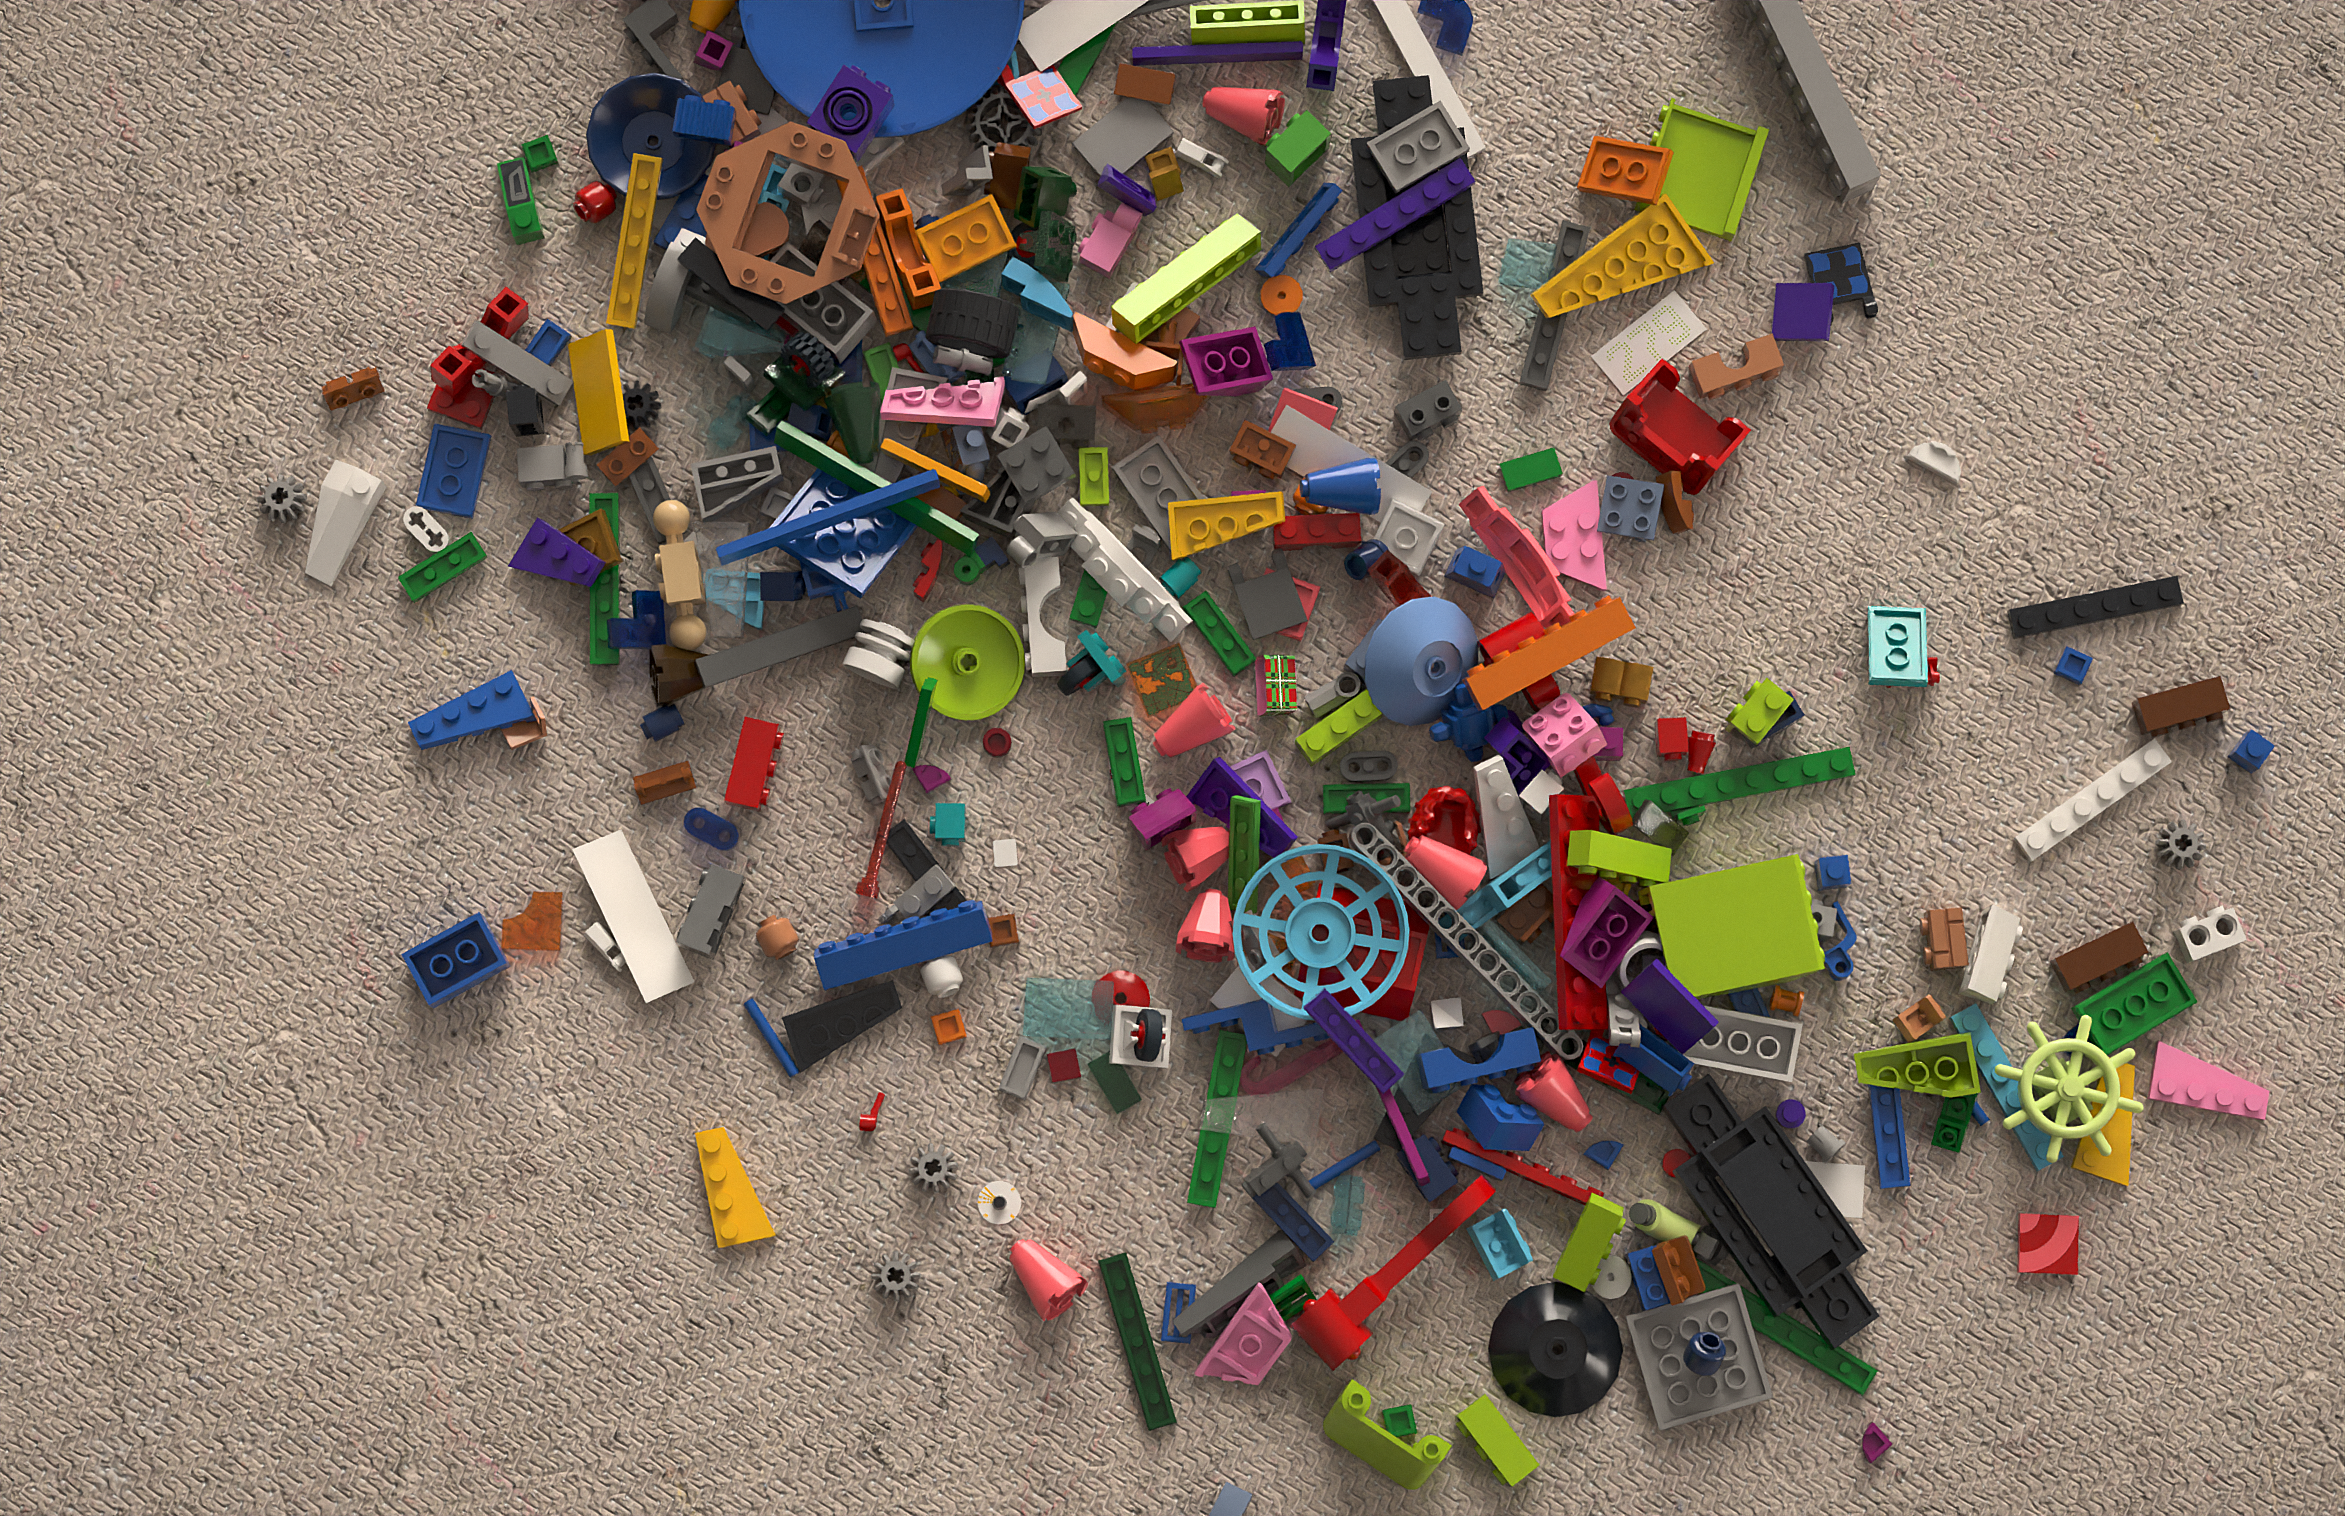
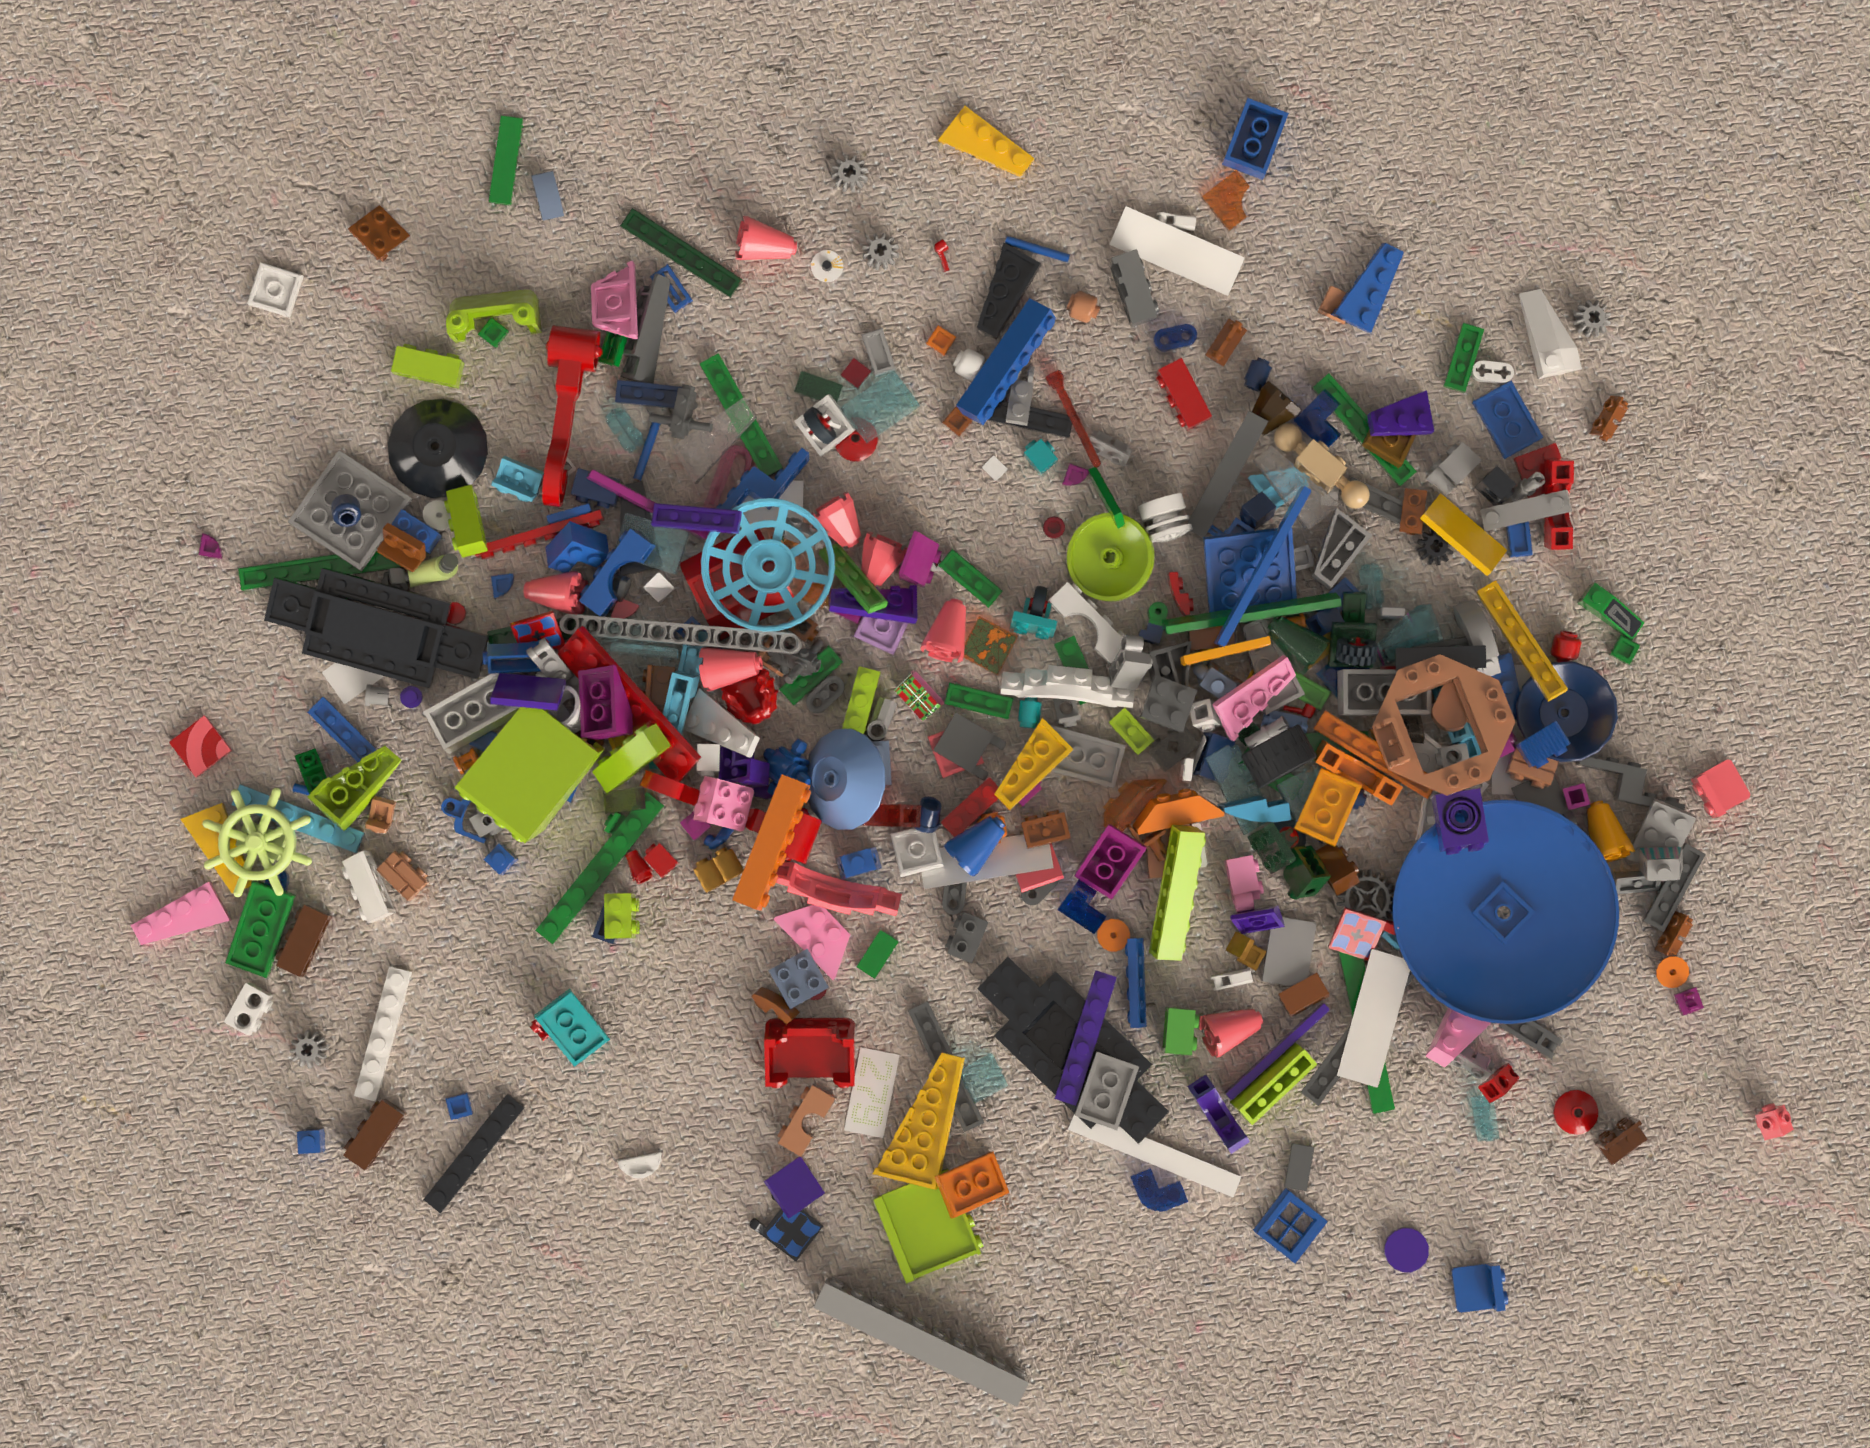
camera: 140 degrees right, 5 degrees up
(974, 173) = (1357, 852): light grey panel -> none

